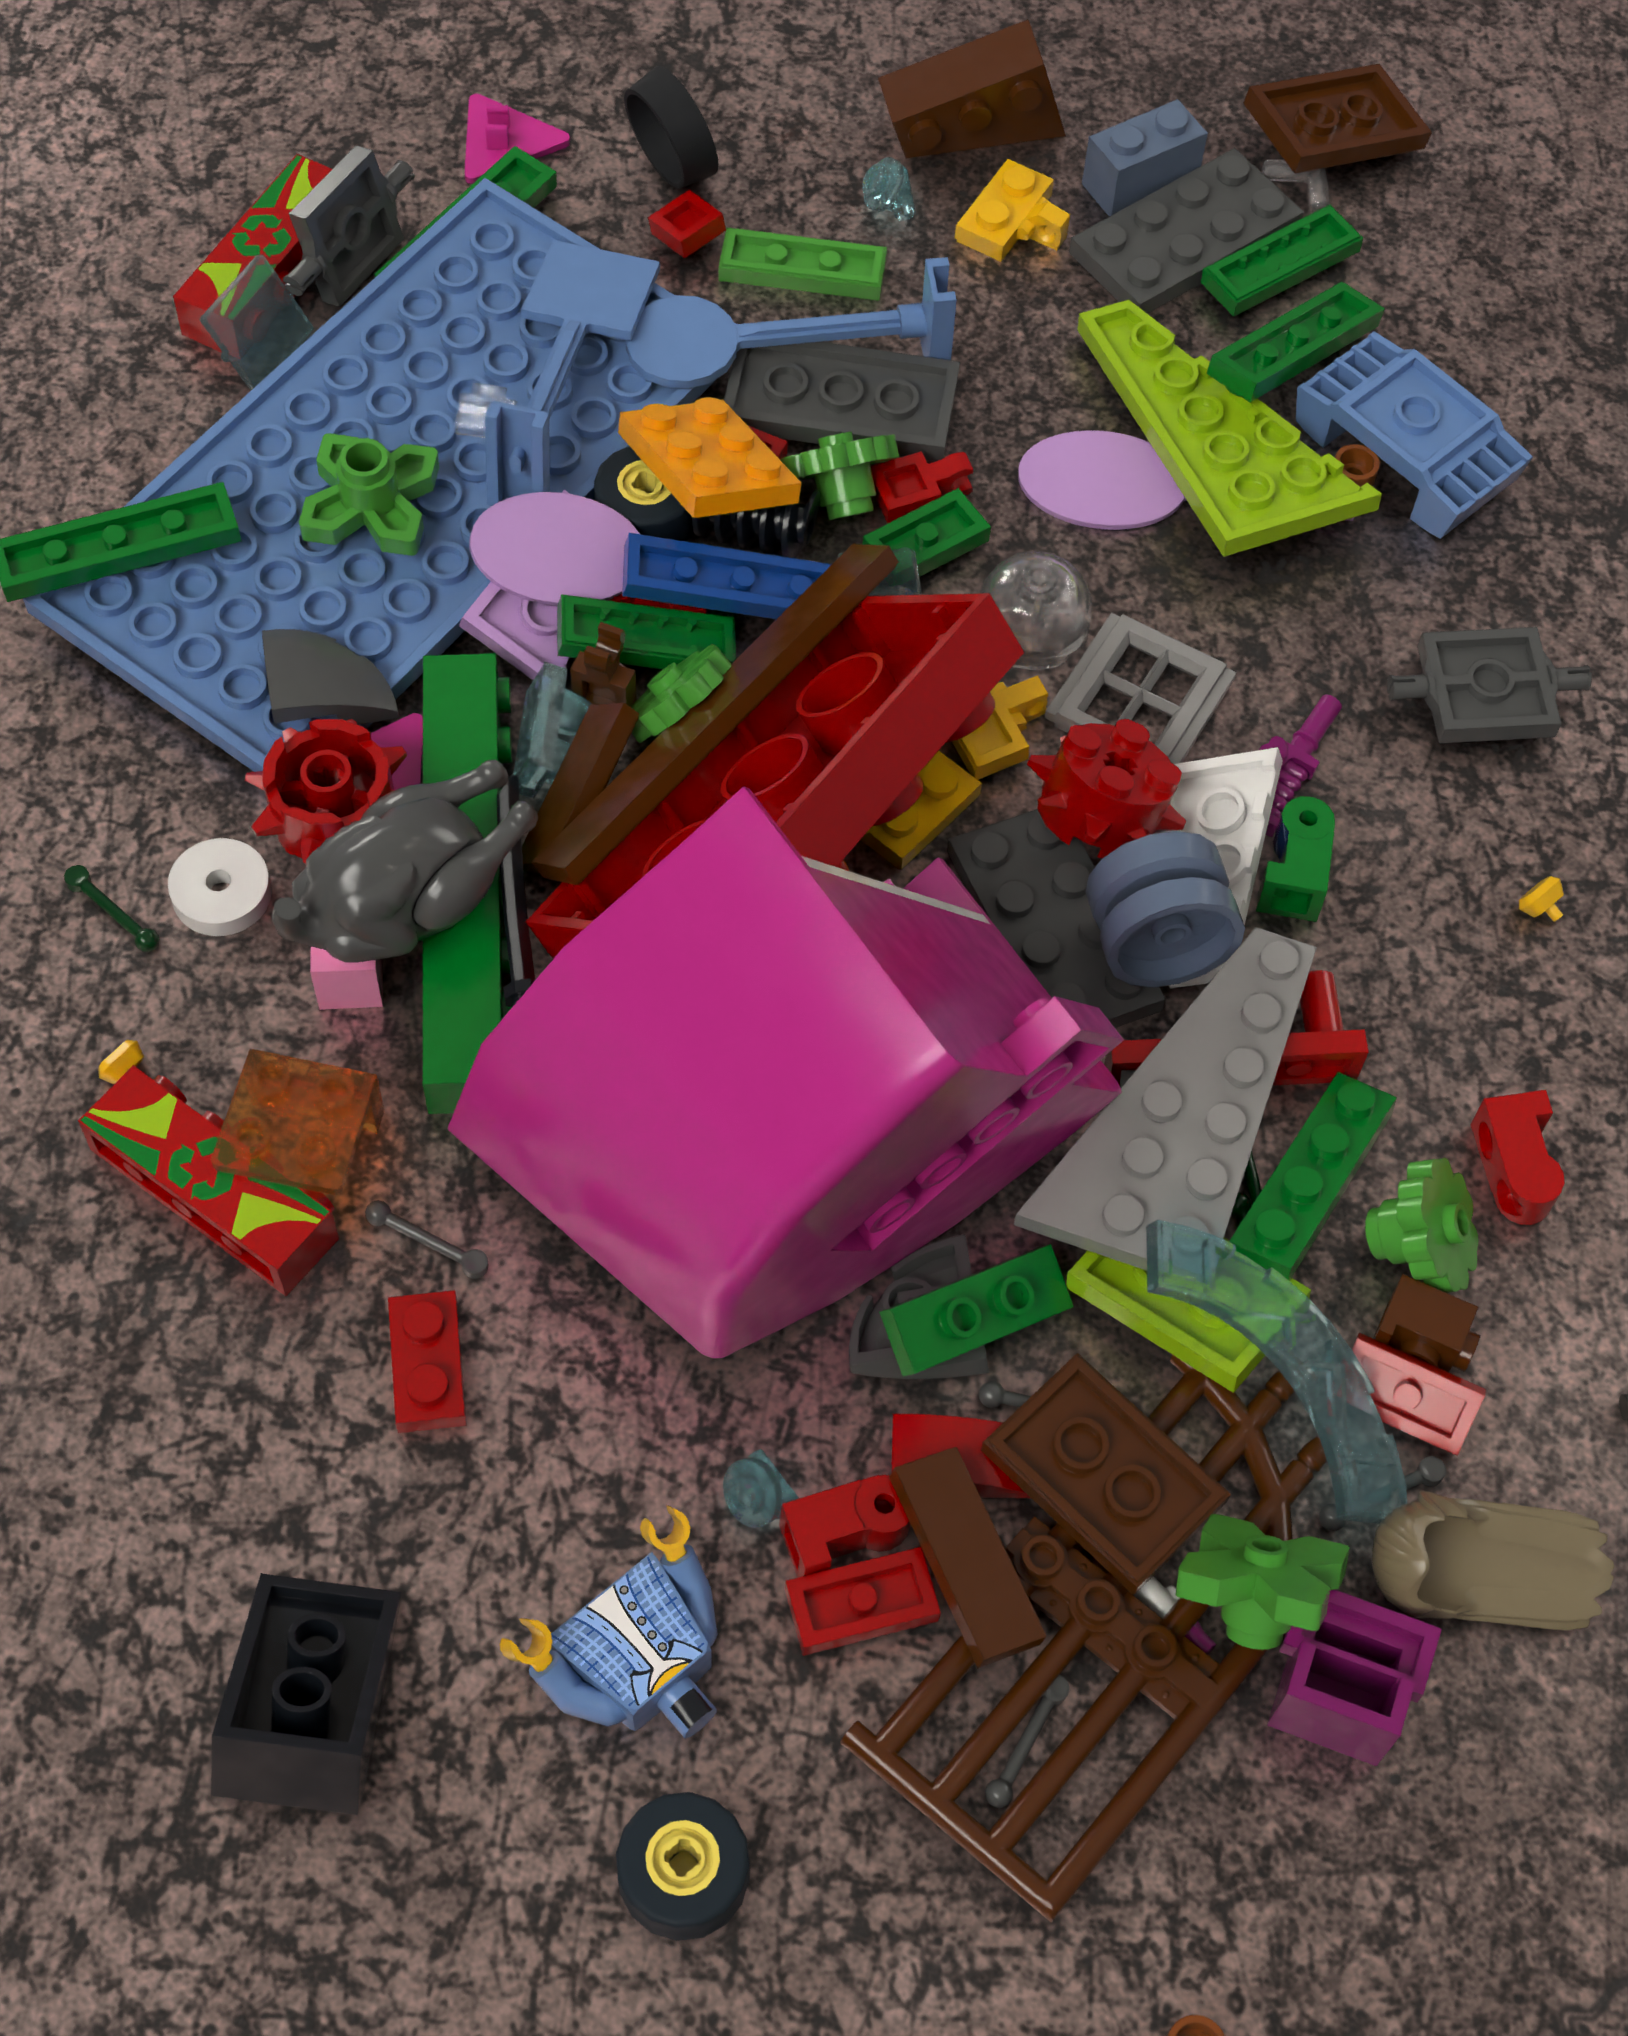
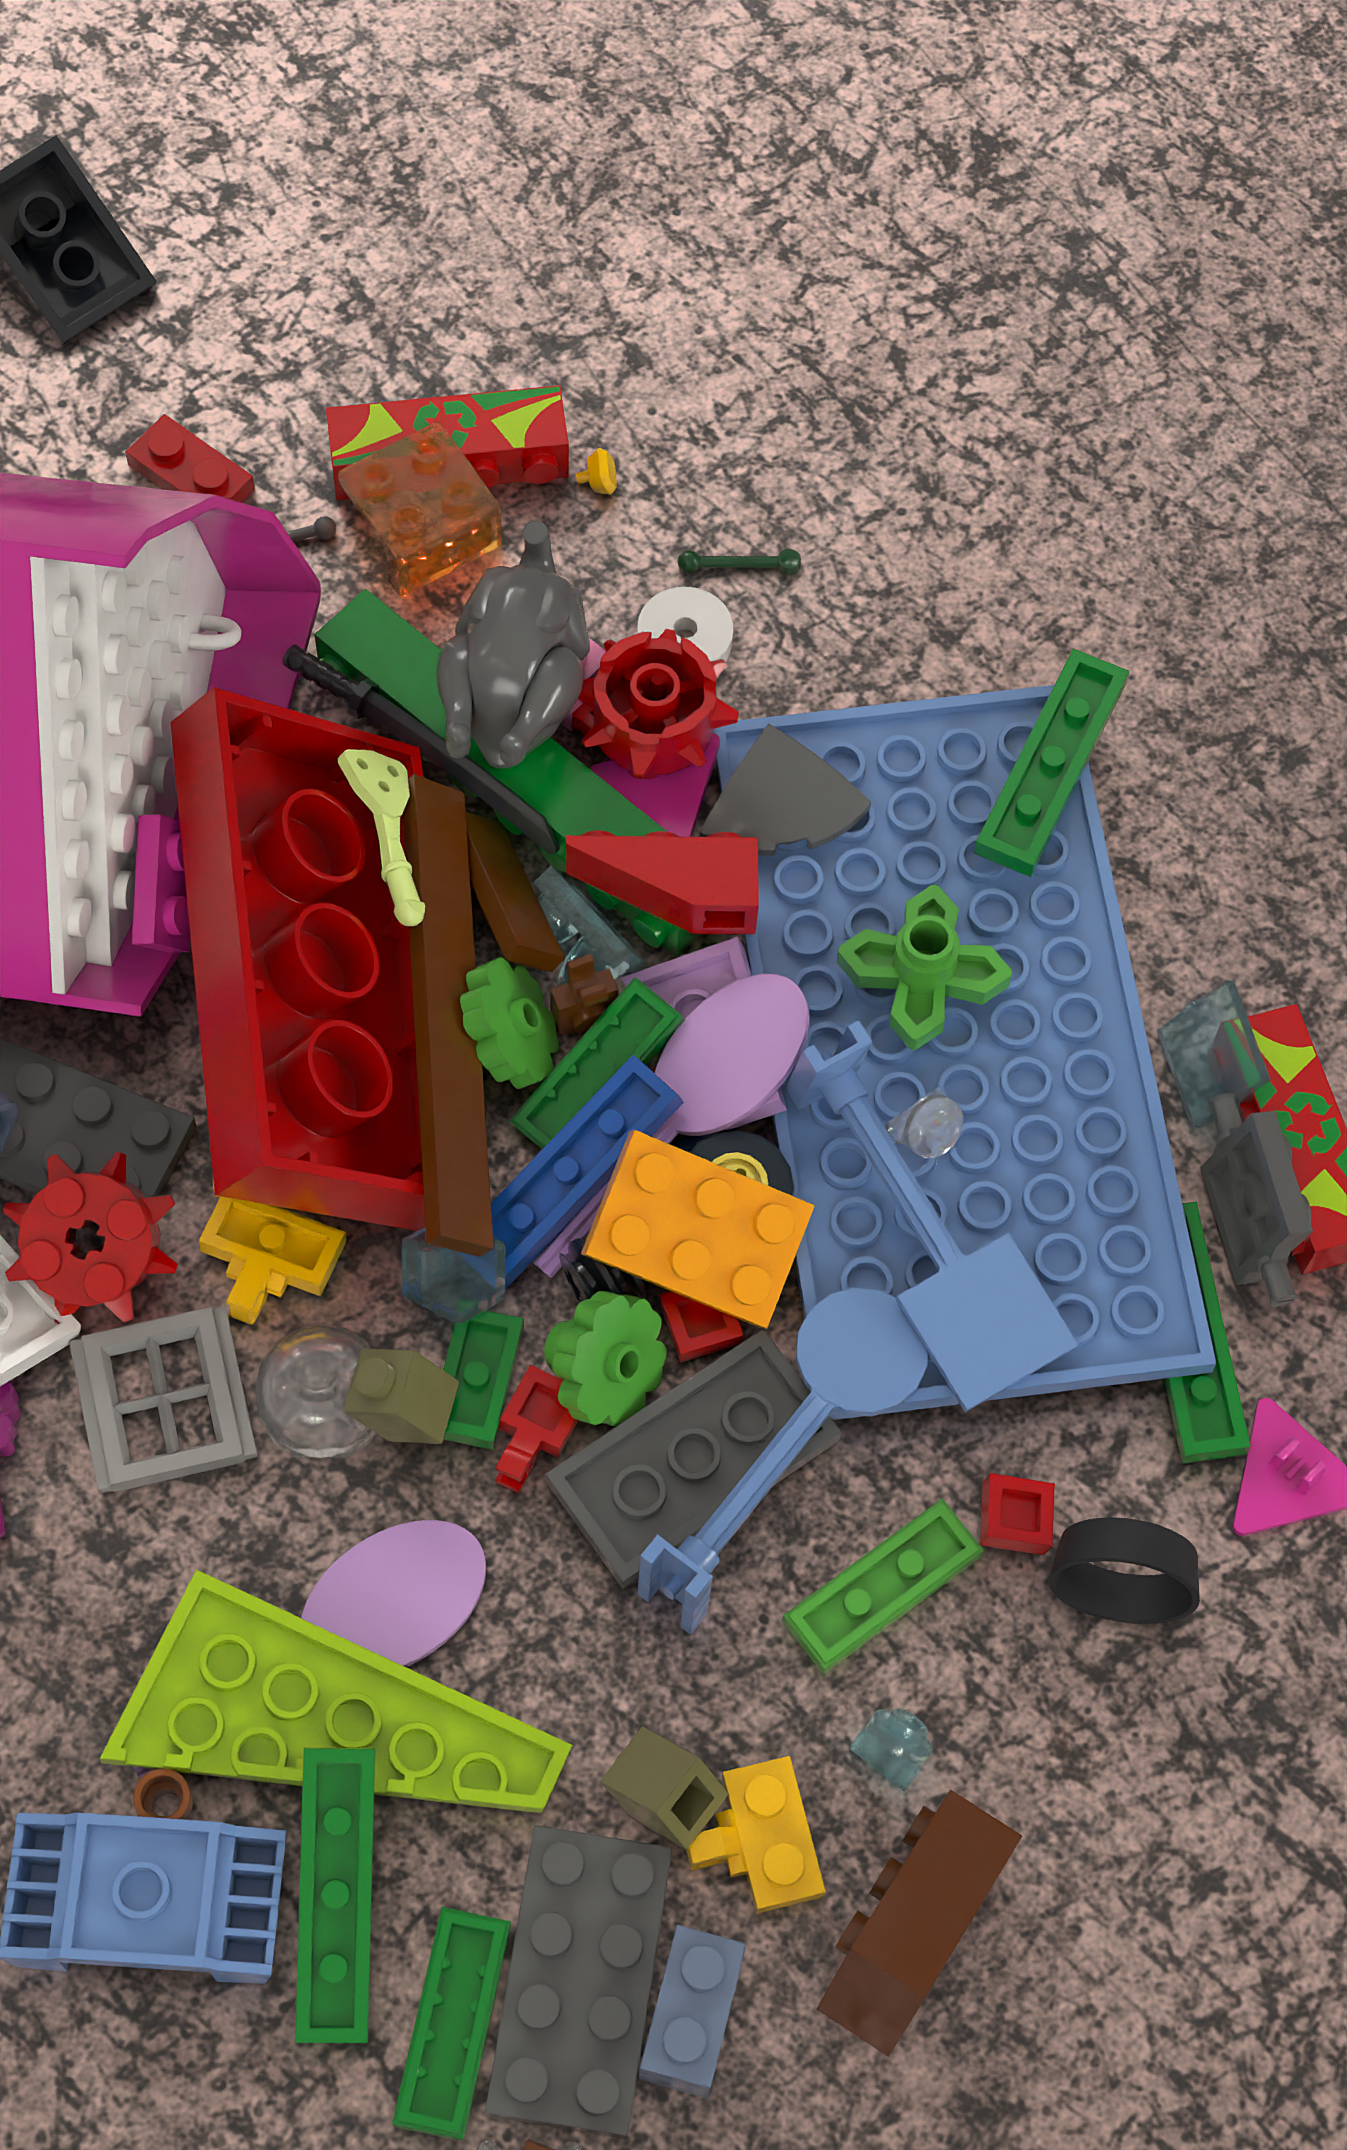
camera: 135 degrees right, 5 degrees up
(454, 646) = (687, 881): none -> red slope
(606, 867) = (385, 790): none -> yellowish green piece
(996, 534) = (401, 1396): none -> olive brick
(1050, 251) = (664, 1787): none -> olive brick

